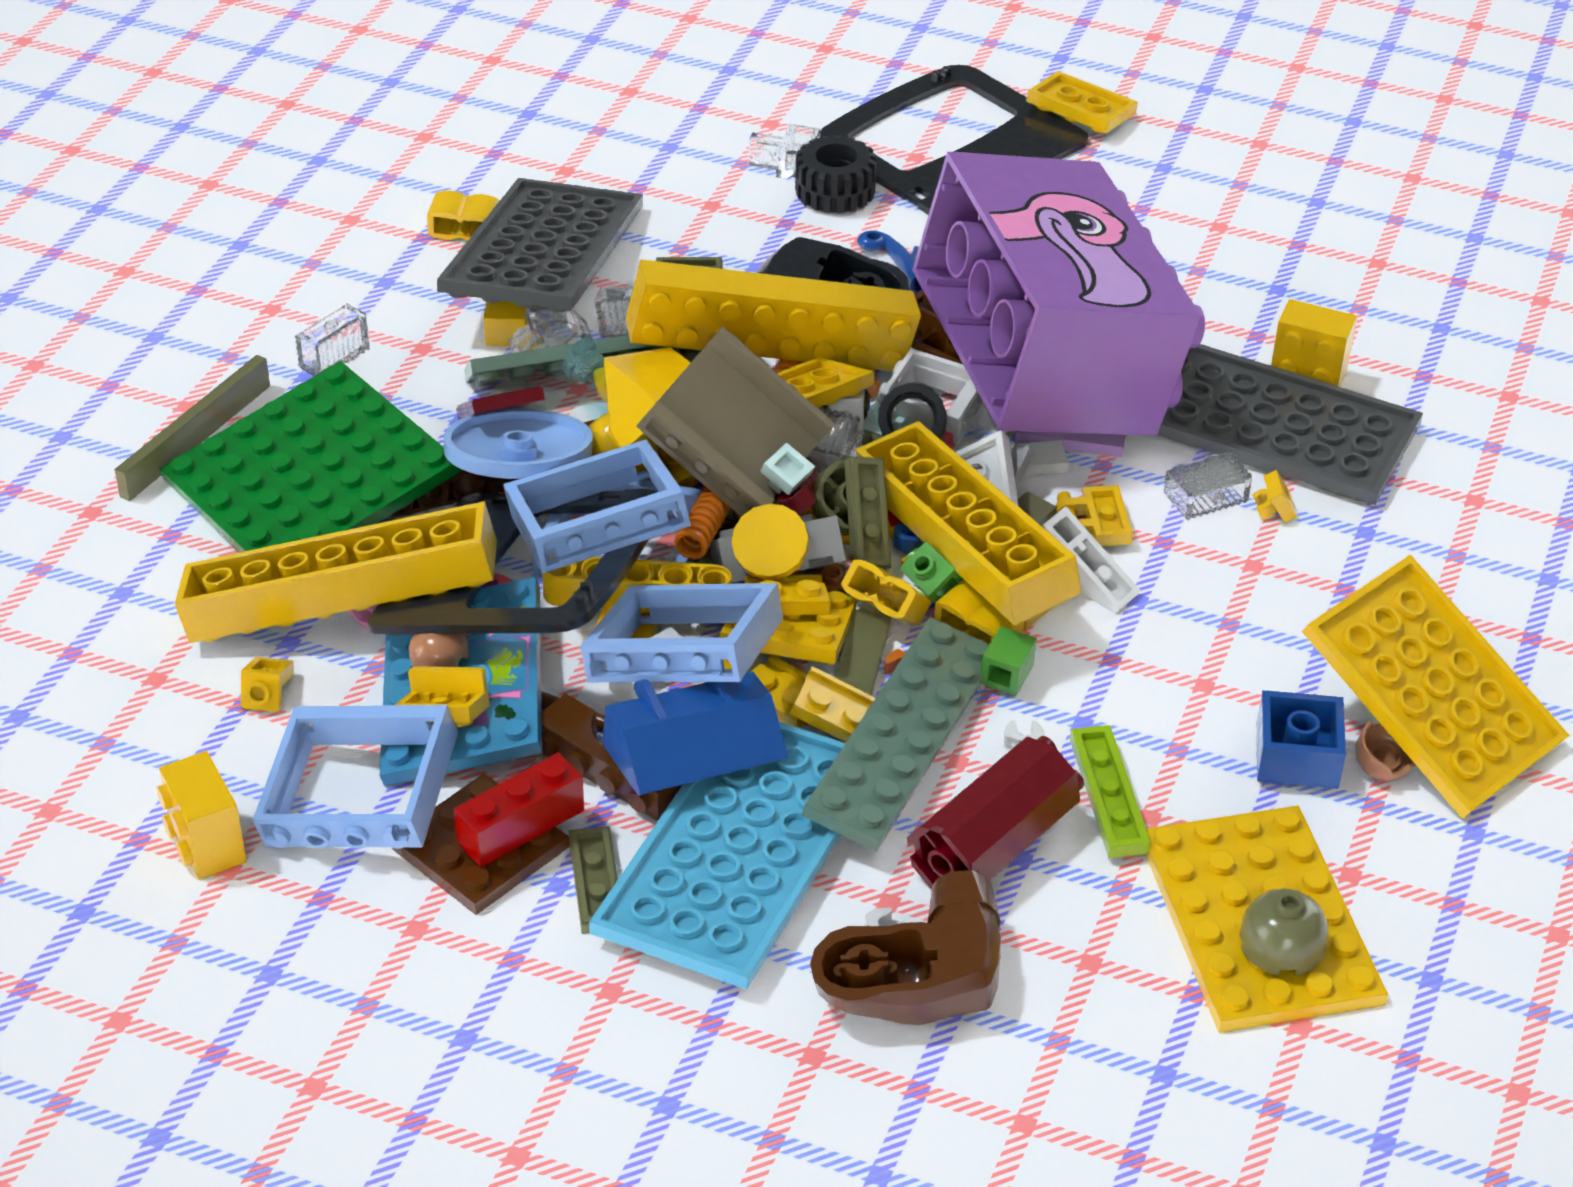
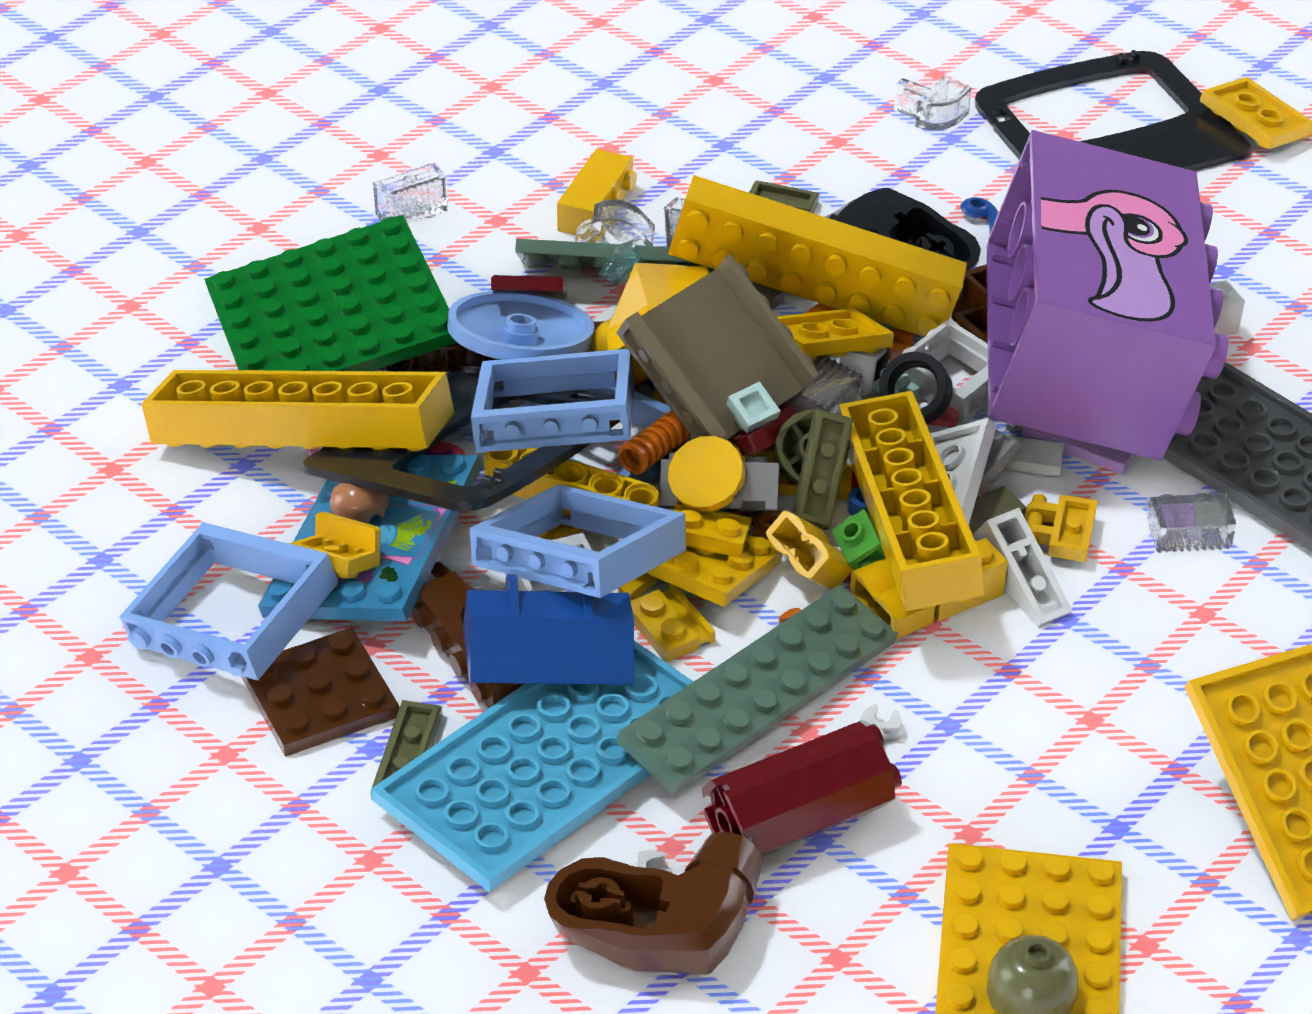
camera: 20 degrees right, 0 degrees up
(192, 427) = (255, 244): olive tile -> none
(201, 815) = (76, 600): yellow brick -> none
(263, 683) = (197, 492): yellow bracket -> none
(457, 215) = (592, 104): yellow brick -> none
(519, 809) = (355, 667): red brick -> none
(541, 244) = (643, 144): dark grey plate -> none
(830, 704) = (700, 641): yellow plate -> none
(835, 174) = (967, 135): black tyre -> none
(863, 650) = (760, 606): olive tile -> none
(1008, 660) = (896, 645): bright green brick -> none
(1109, 791) = (936, 798): lime plate -> none
(1275, 498) = (1256, 551): yellow tile -> none
(1300, 739) = (1151, 796): blue brick -> none
(1381, 755) = (1230, 834): nougat hair -> none

